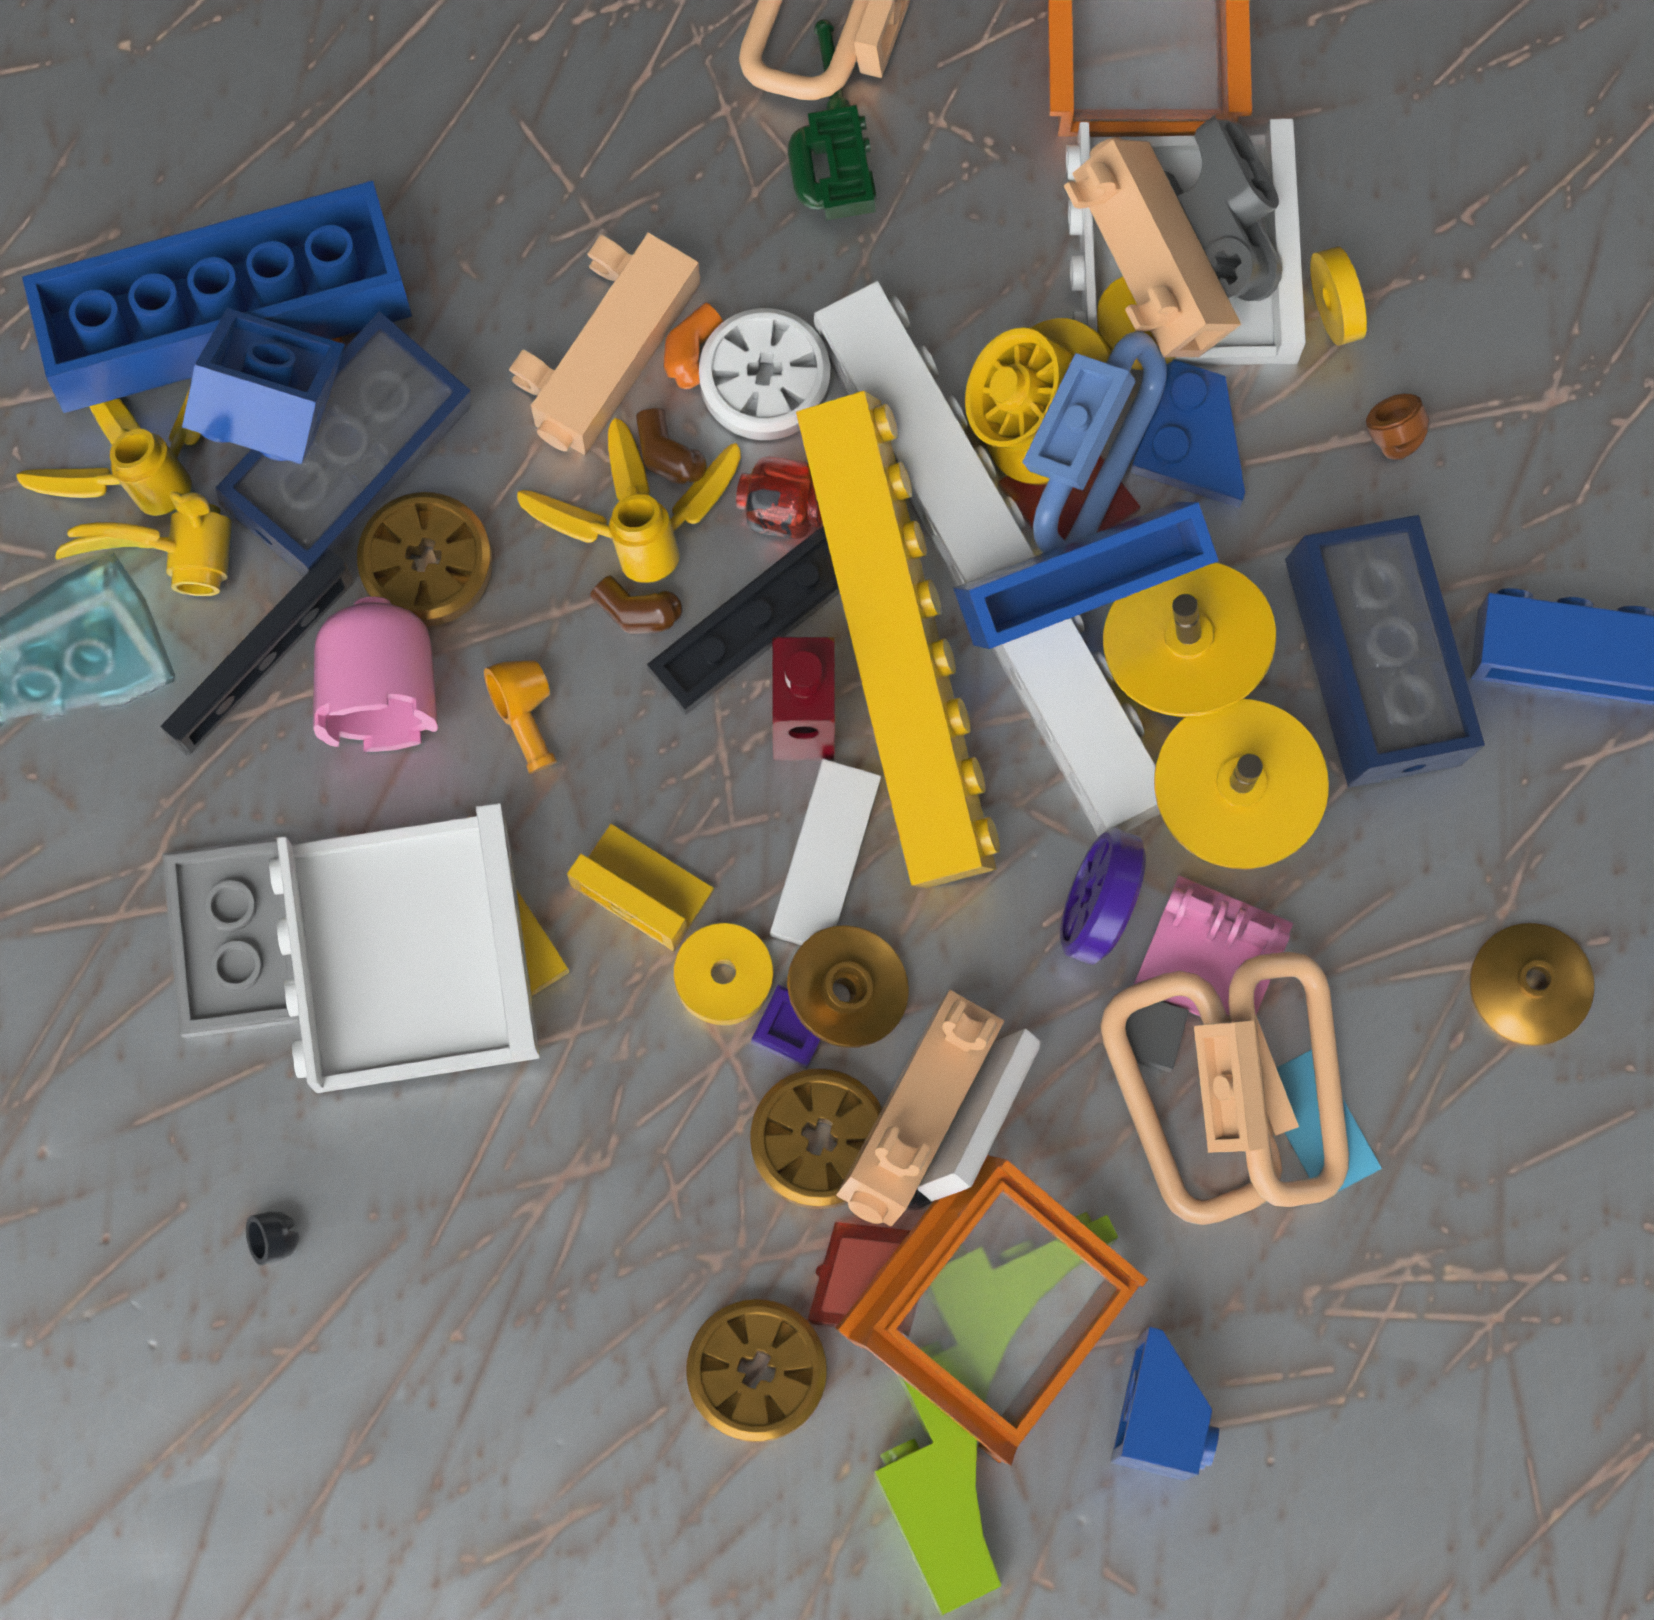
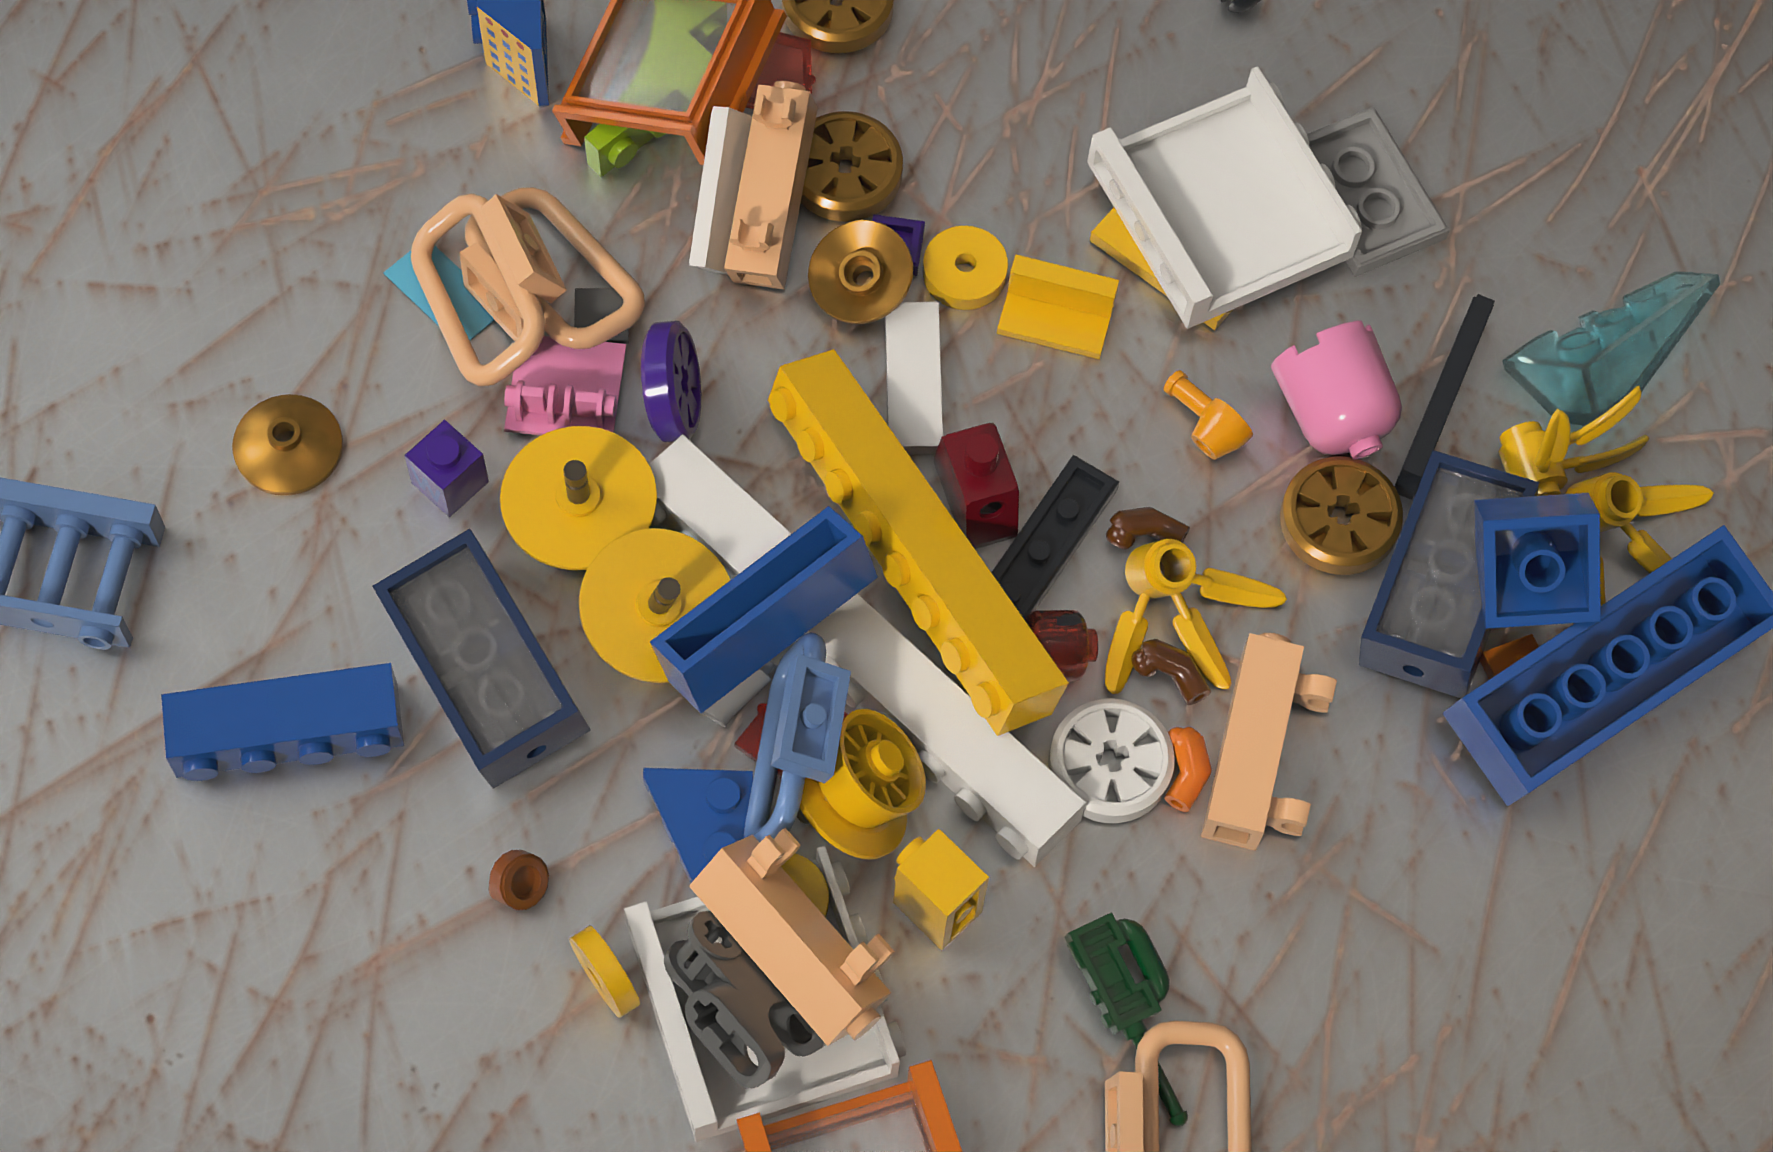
camera: 160 degrees right, 10 degrees down
(989, 270) = (939, 887): none -> yellow brick
(1369, 881) = (447, 468): none -> dark purple brick

